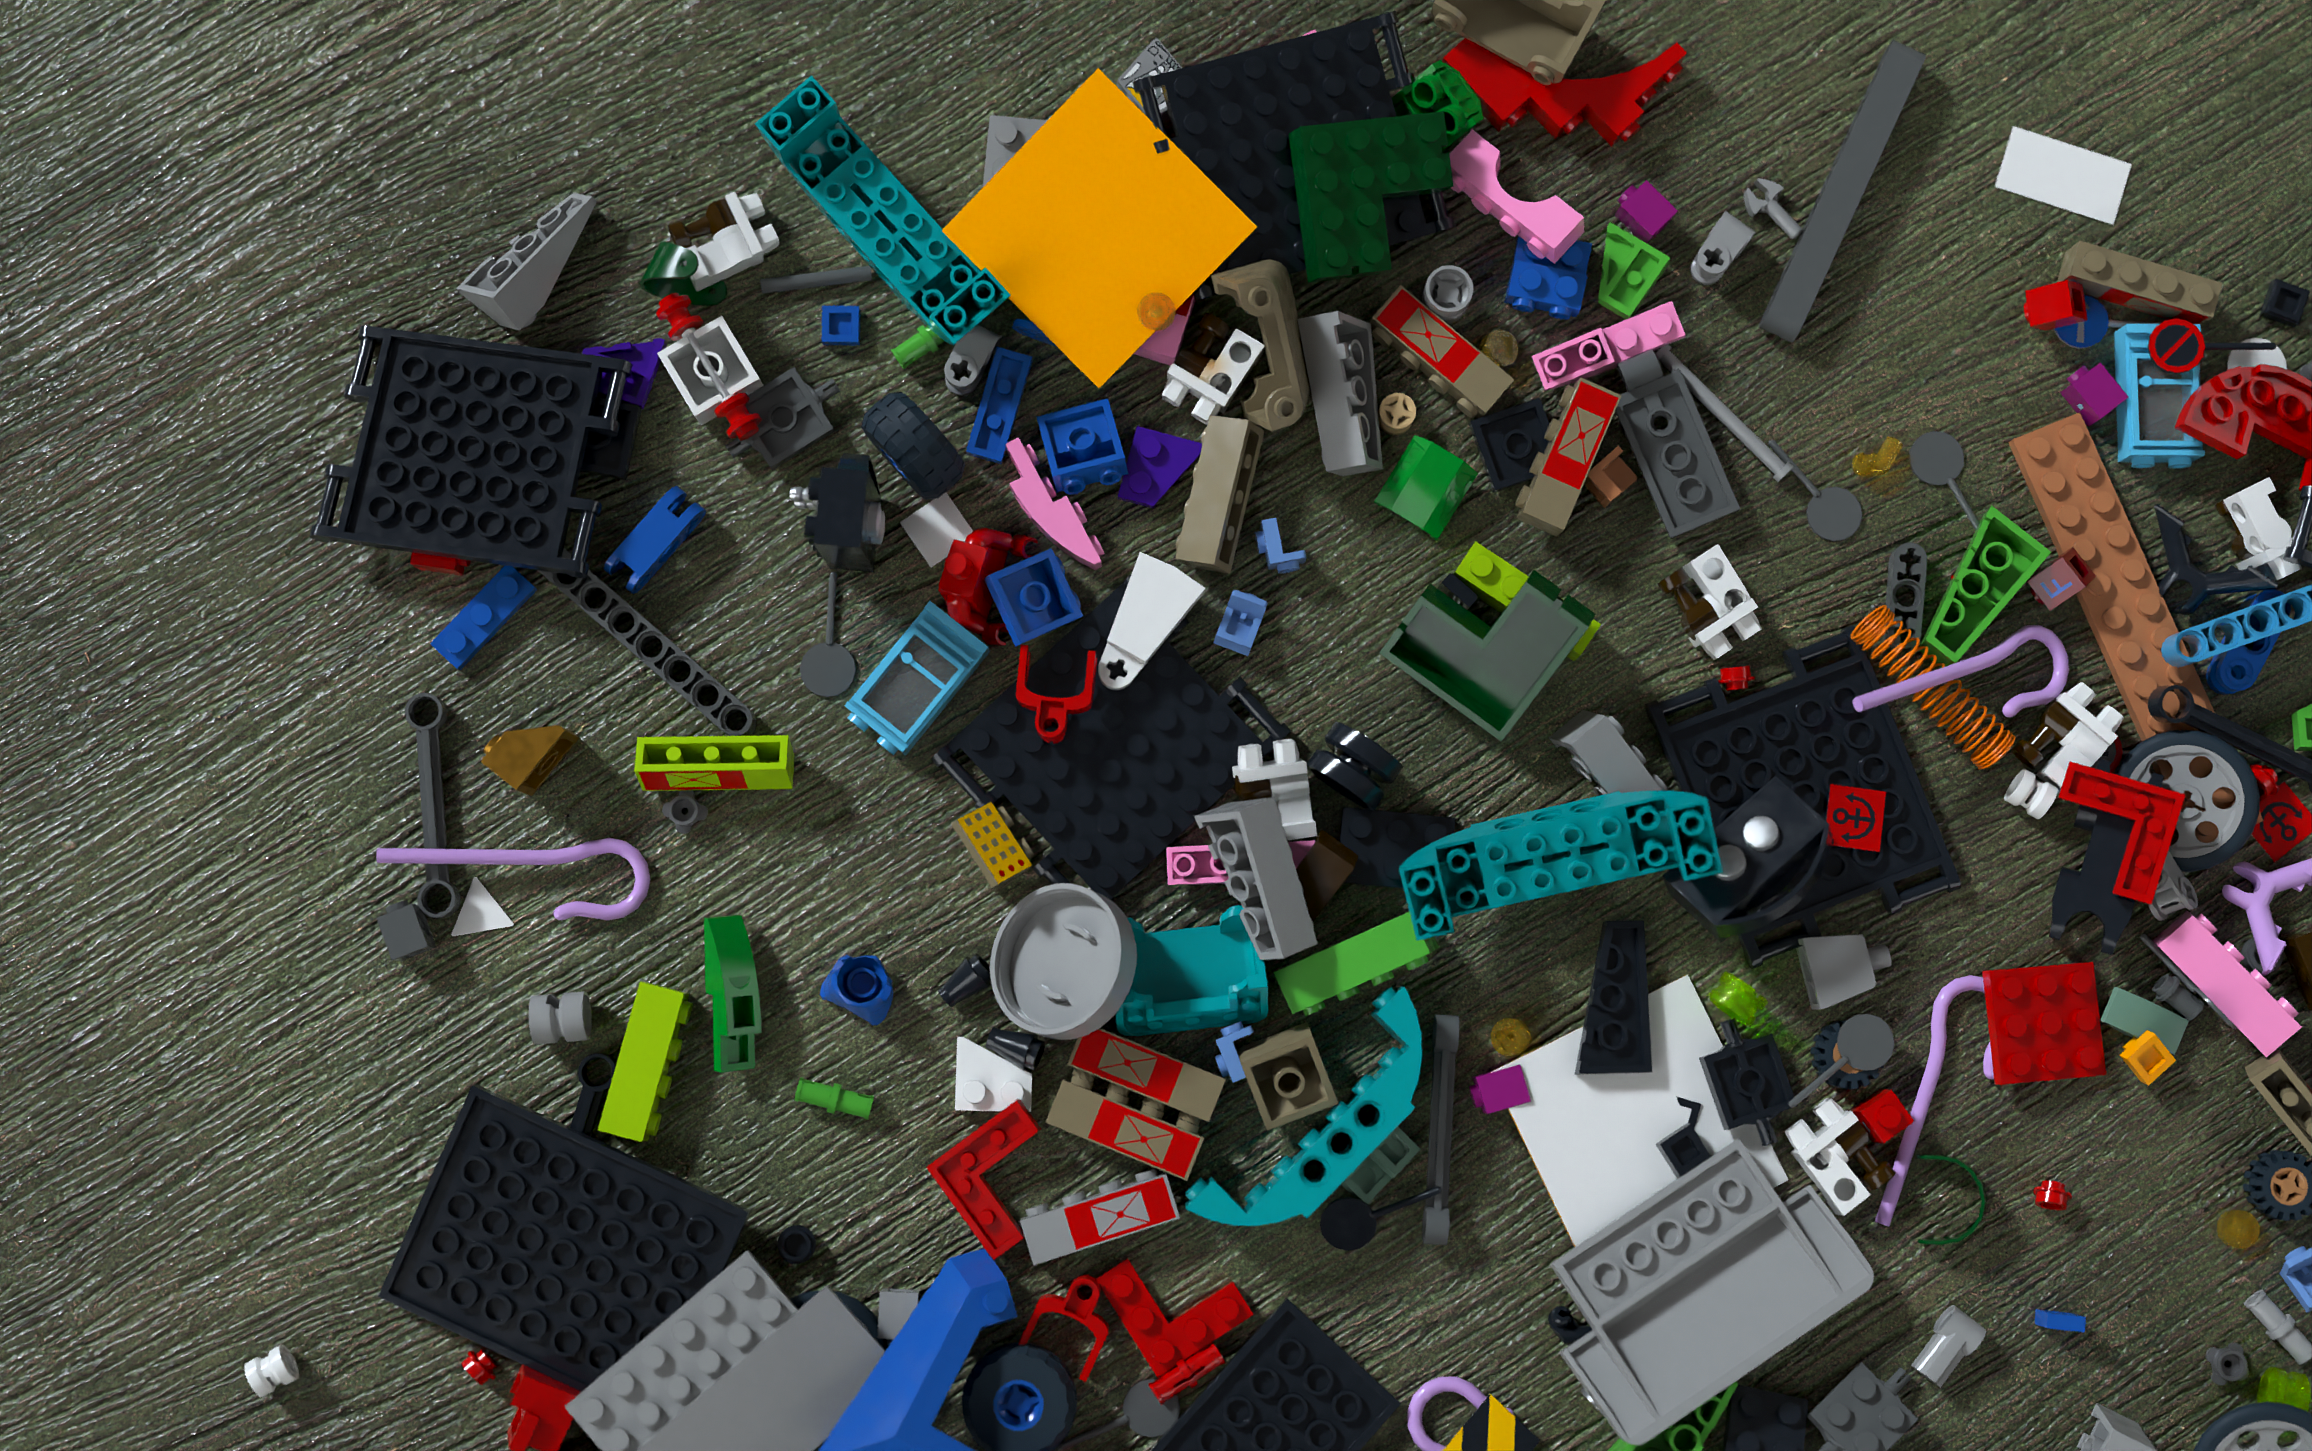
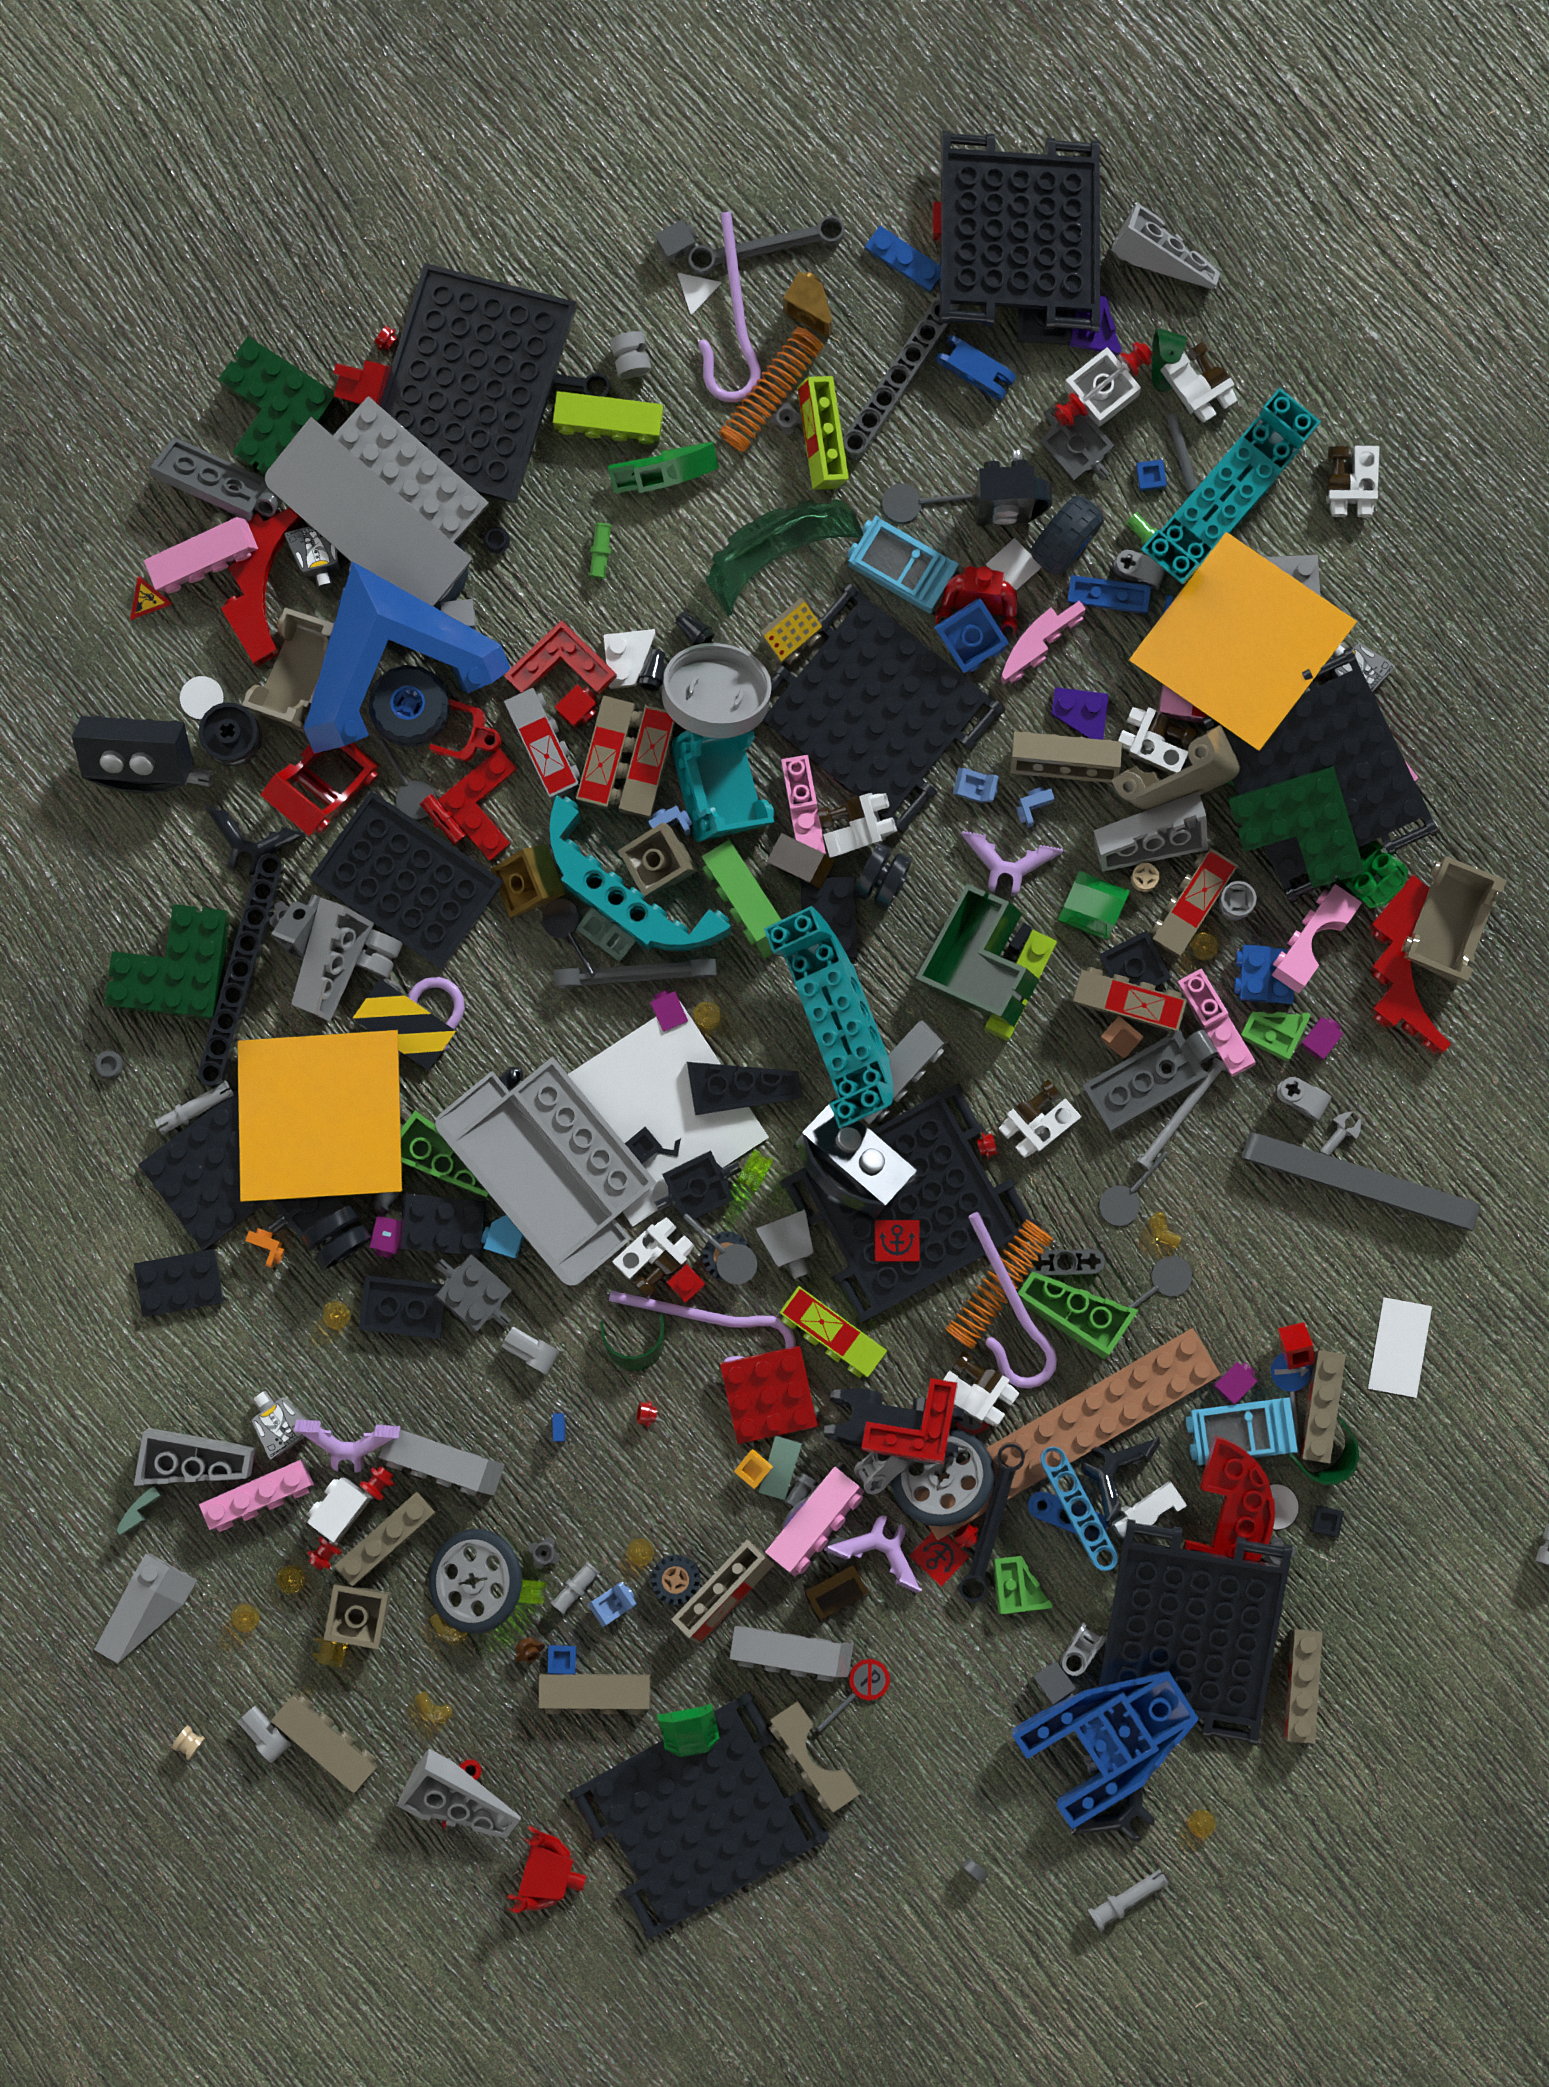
camera: 90 degrees right, 0 degrees up
(271, 1371) = (365, 200): white wheel -> none
(583, 765) = (805, 340): none -> orange piece
(849, 855) = (771, 537): none -> clear green windscreen
(860, 987) = (679, 557): blue hair -> none
(900, 53) = (1354, 488): none -> white hips
(1051, 708) = (892, 658): red piece -> none
(1053, 1160) = (577, 706): none -> red brick
(1082, 446) = (1087, 656): blue plate -> none
(1149, 612) = (968, 716): white piece -> none
(1156, 311) = (1187, 689): clear yellow tile -> none
(1261, 875) = (794, 817): light grey wedge -> none
(1290, 1262) = (528, 880): none -> pearl gold slope
(1356, 607) = (999, 867): none -> lavender piece
(1792, 1368) = (503, 1238): none -> dark azure slope
(1969, 923) = (833, 1332): none -> lime brick
(2031, 794) = (927, 1372): white wheel -> none
(2060, 579) = (1093, 1370): brick -> none
(2179, 346) = (1278, 1436): piece -> none
(2220, 265) = (1345, 1465): none -> dark green piece

